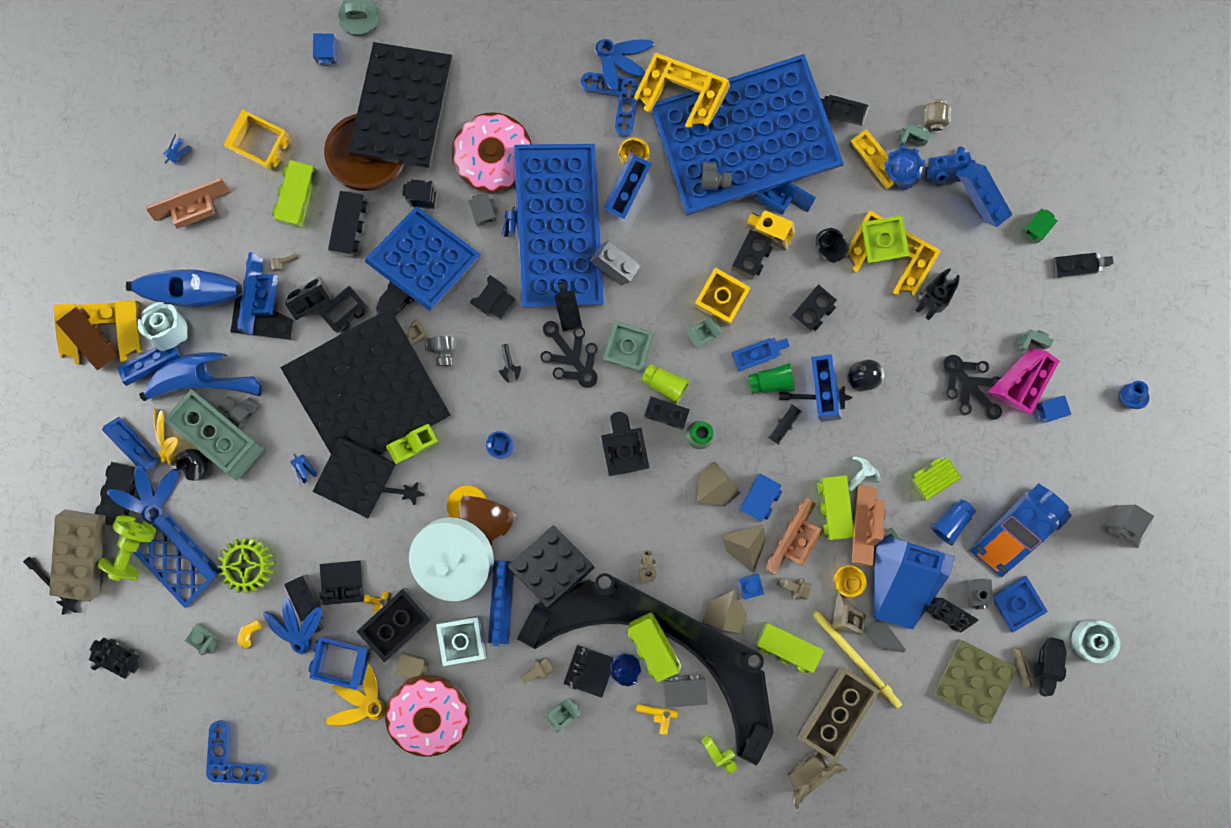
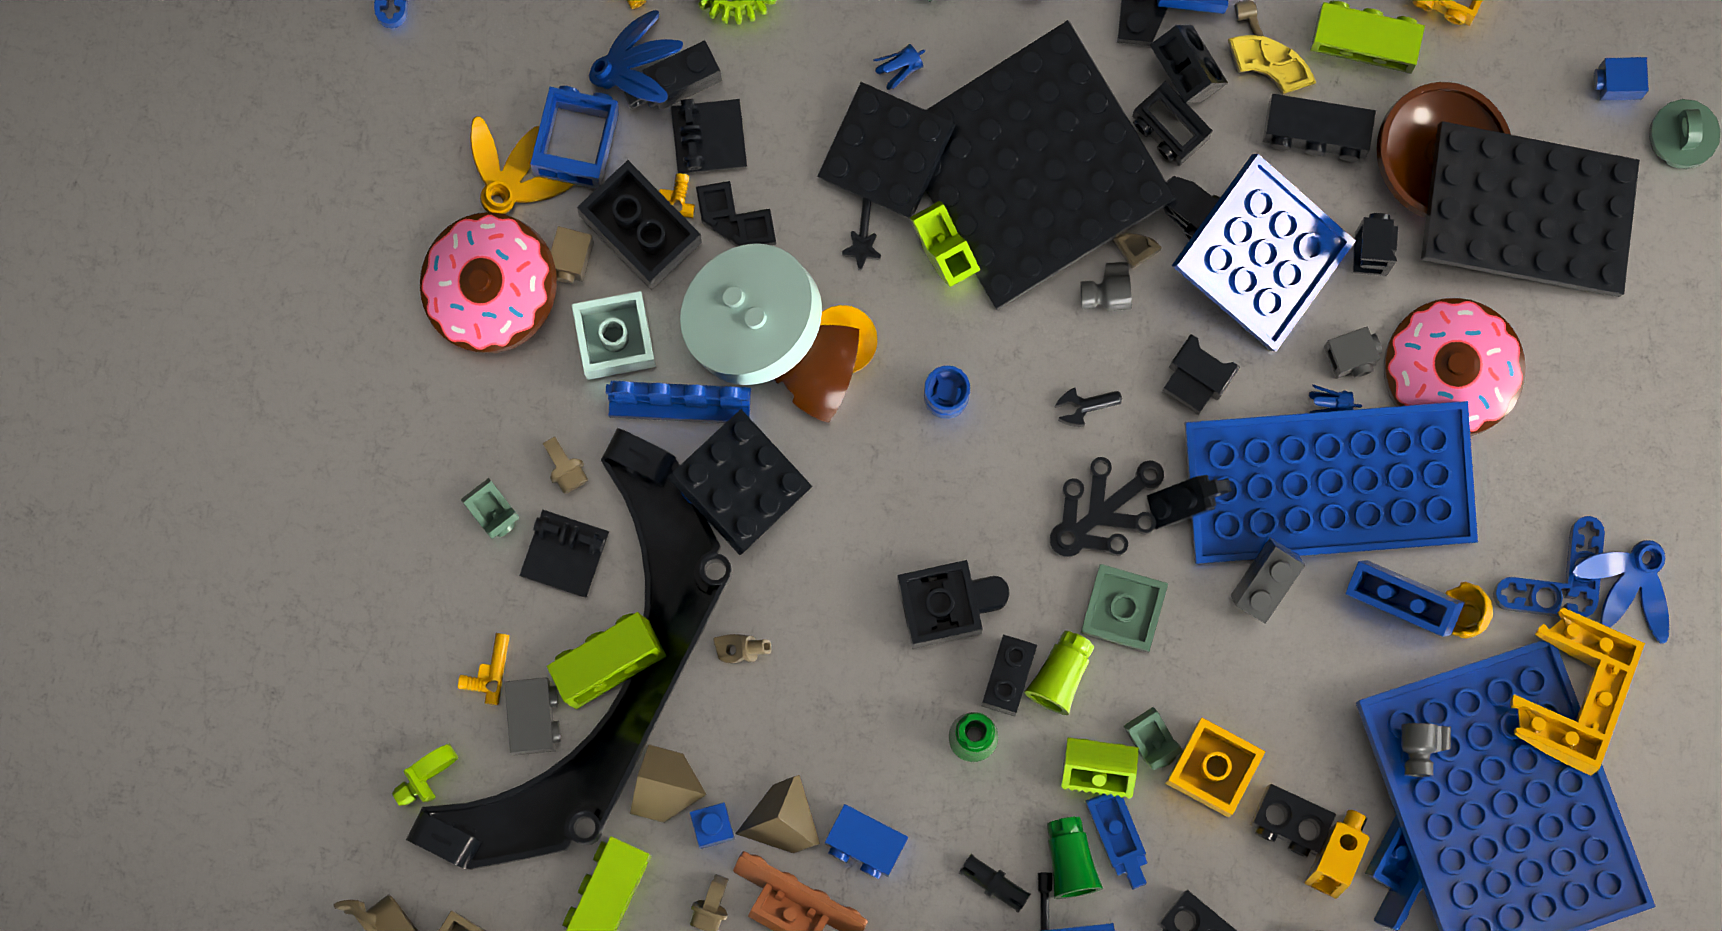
camera: 85 degrees right, 5 degrees down
(306, 250) = (1272, 60): none -> light yellow tile
(398, 564) = (719, 214): none -> black tile
(625, 669) = (568, 613): clear blue hair -> none
(715, 487) = (882, 763): dark tan slope -> none
(720, 362) = (1100, 767): none -> lime brick

